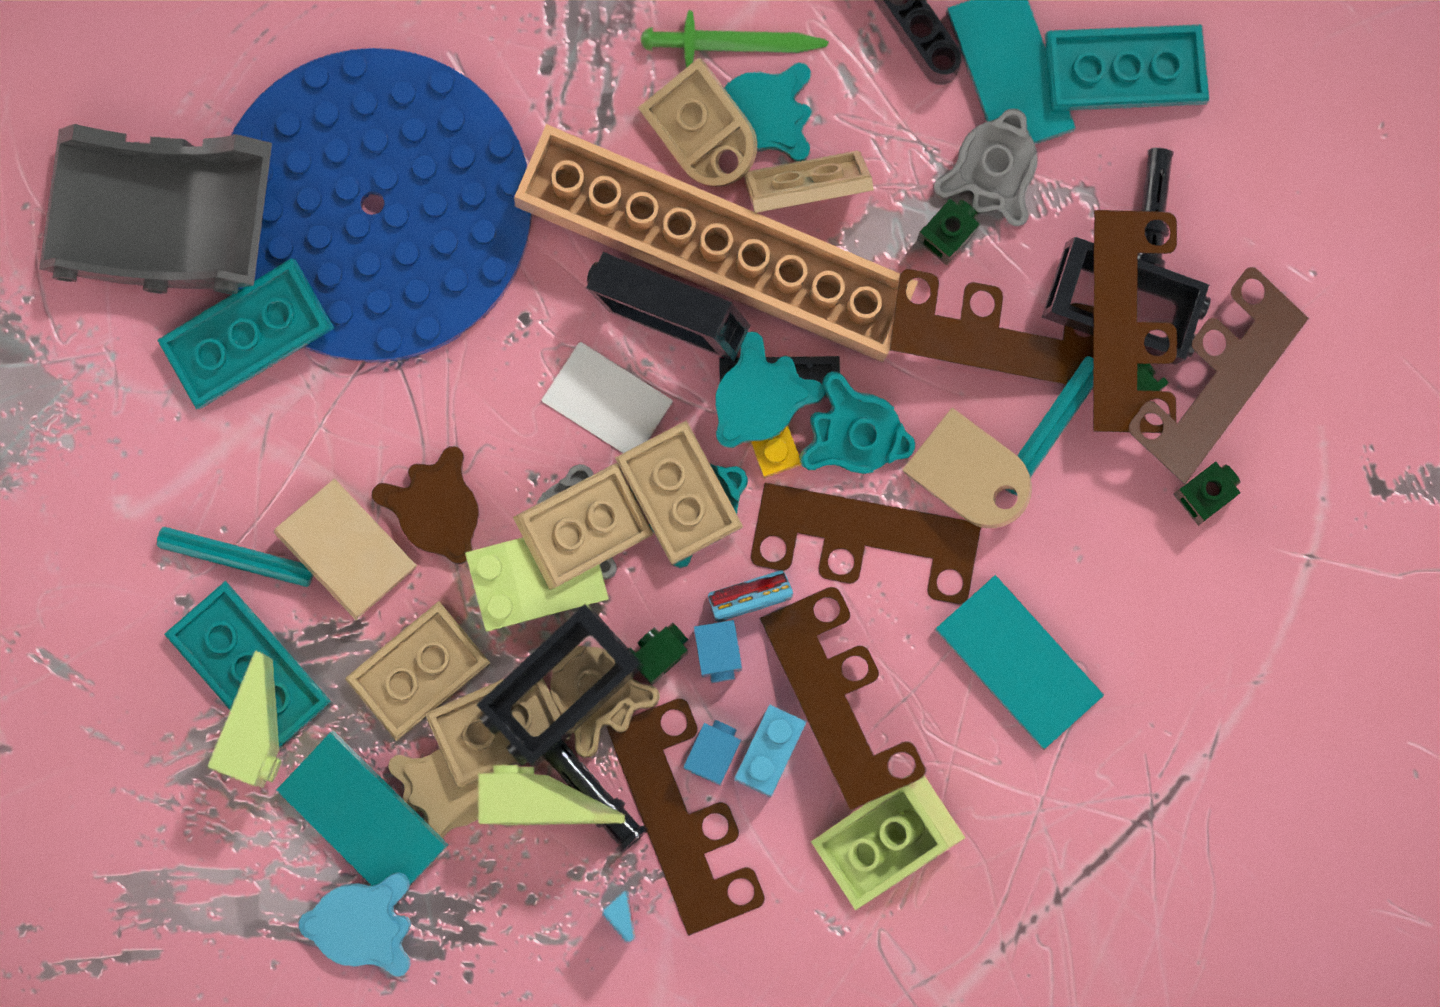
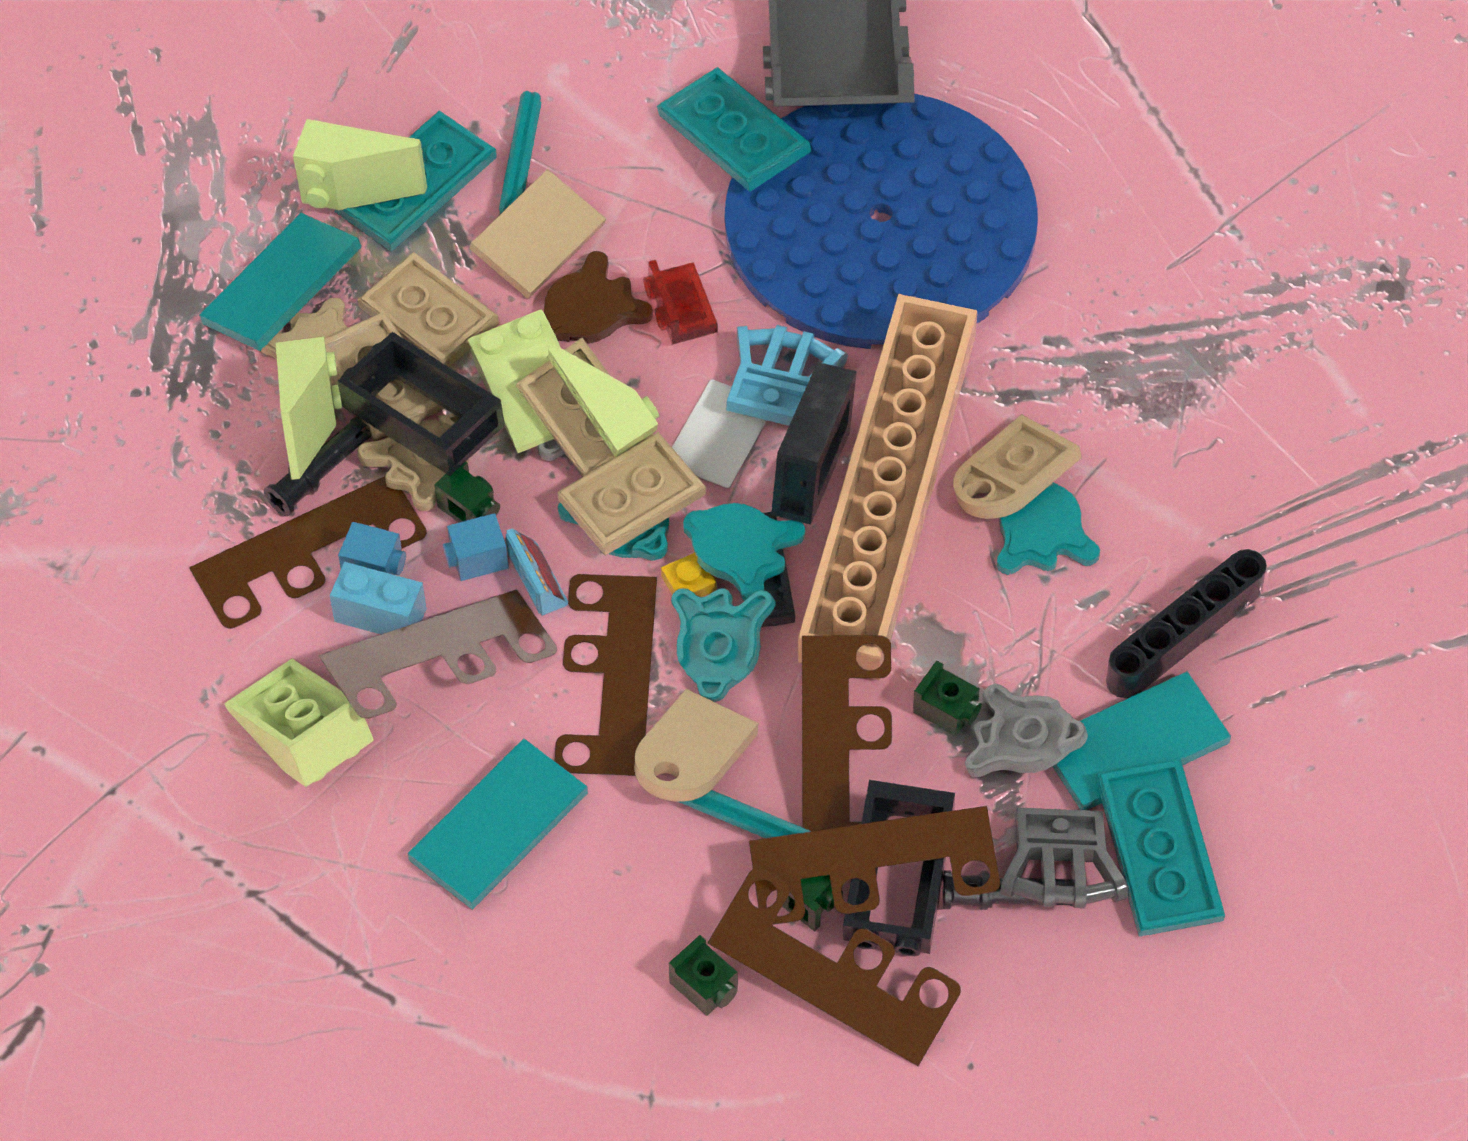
camera: 85 degrees right, 25 degrees down
(359, 925) = (174, 293): medium azure tile -> none
(453, 416) = (680, 302): none -> clear red bracket
(580, 339) = (769, 391): none -> medium azure plate
(595, 498) = (609, 404): none -> yellowish green slope
(620, 916) = (198, 489): medium azure slope -> none
(728, 40) = (1103, 455): bright green sword -> none
(808, 181) = (970, 557): tan tile -> none
(1109, 151) = (1062, 836): none -> dark grey plate

